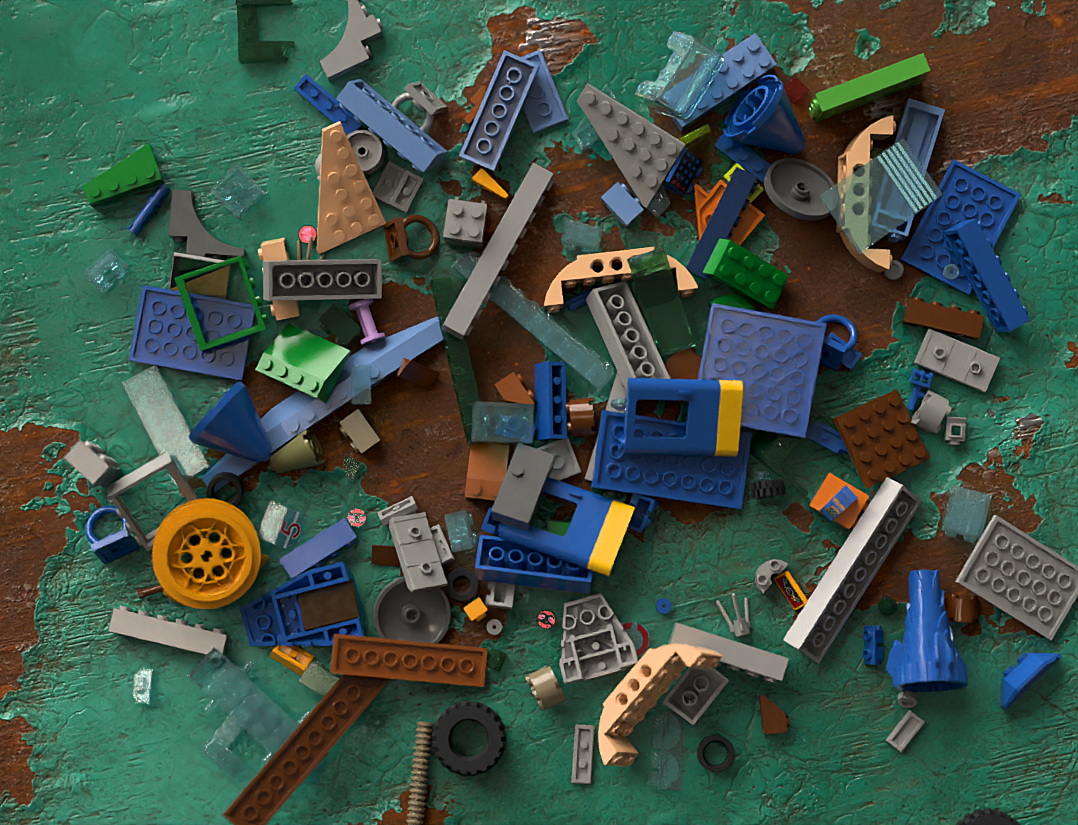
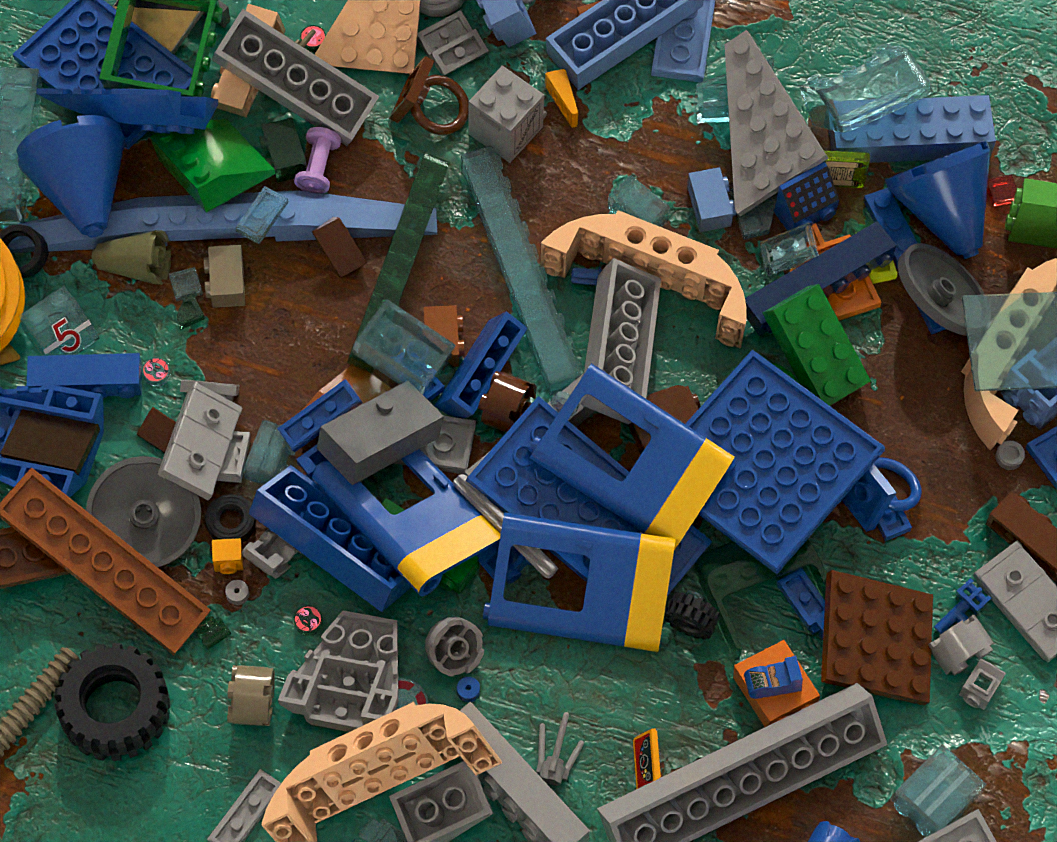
camera: 30 degrees right, 20 degrees down
(251, 359) = (150, 108): none -> blue wedge
(337, 449) = (185, 283): none -> clear light blue tile
(479, 495) = (307, 423): none -> blue tile
(497, 251) = (523, 162): light grey brick -> none
(632, 501) = (495, 517): none -> light grey axle
(642, 588) = (454, 646): none -> light grey cylinder
(661, 301) = (689, 315): clear green windscreen -> none
(683, 210) = (789, 249): none -> clear light blue piece
(720, 496) = (623, 586): none -> blue piece
(765, 570) = (629, 717): light grey cylinder -> none

